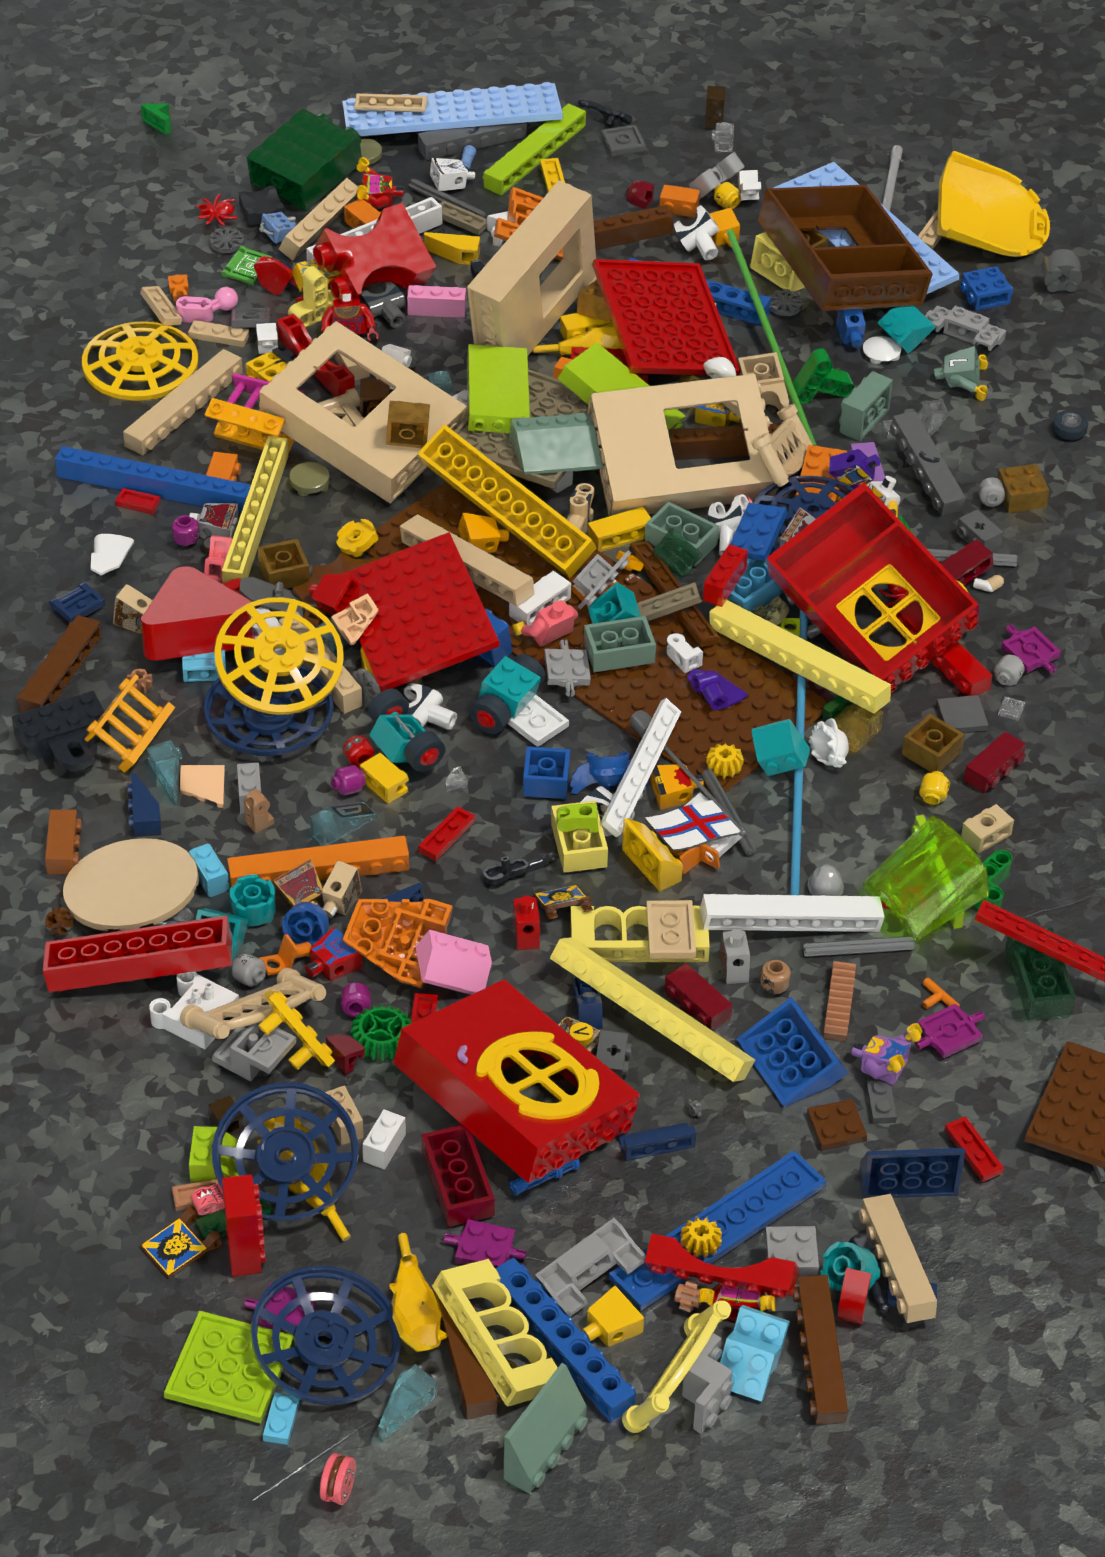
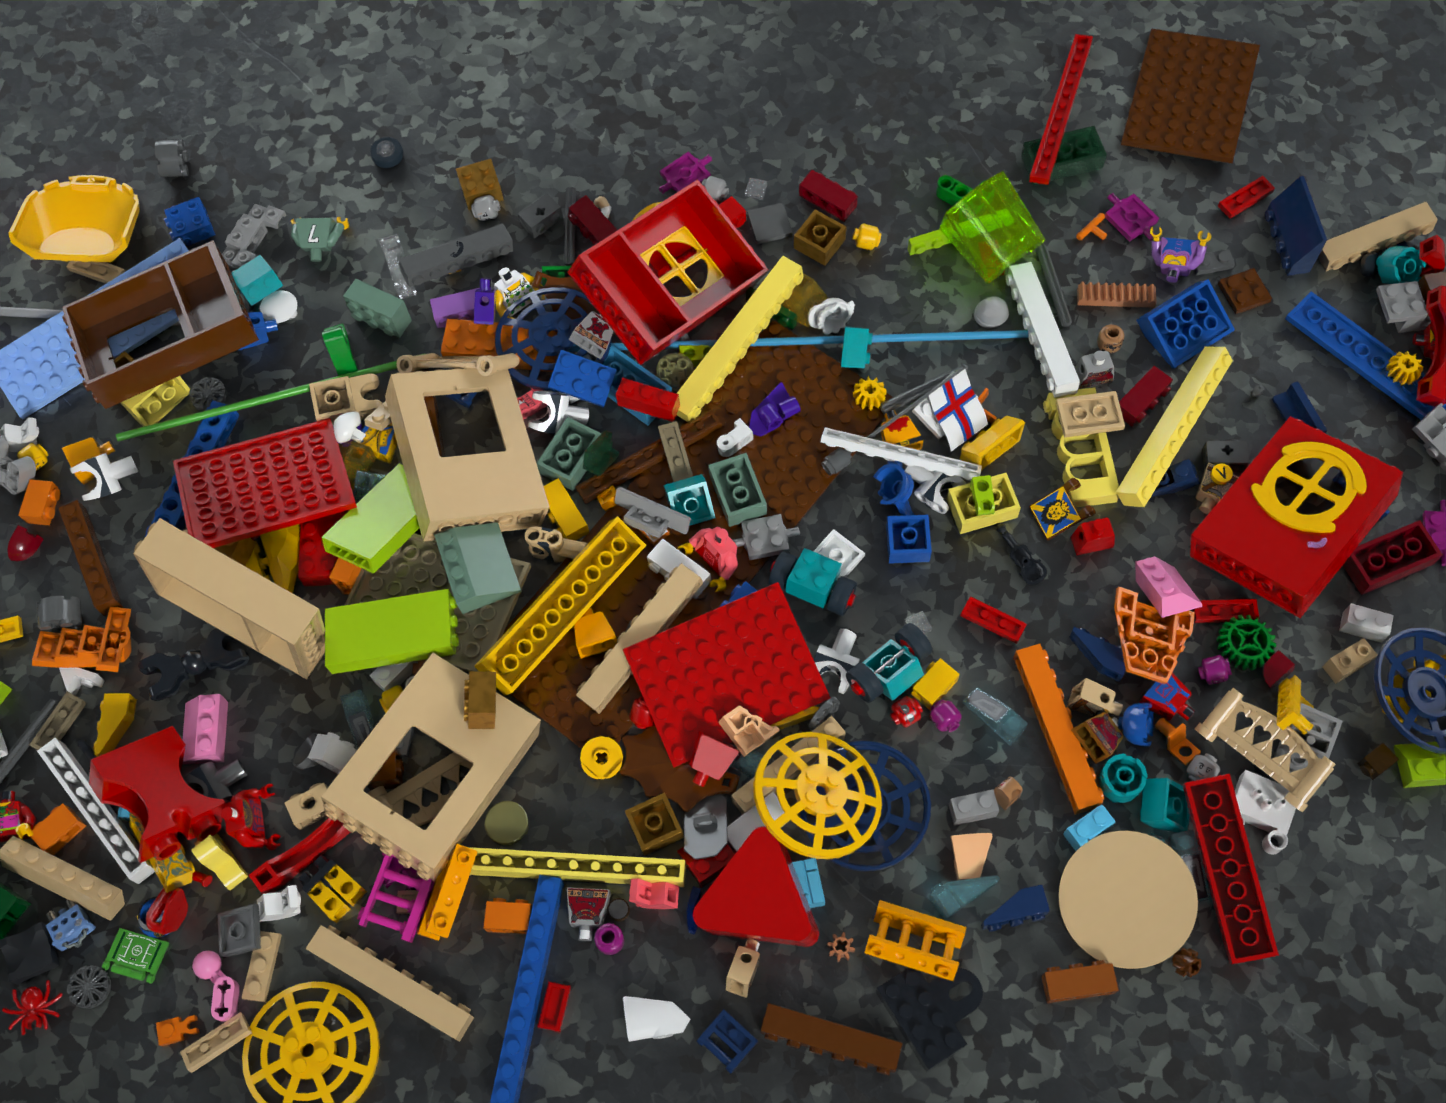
camera: 90 degrees left, 20 degrees up
(987, 828) = (904, 189): tan brick -> none

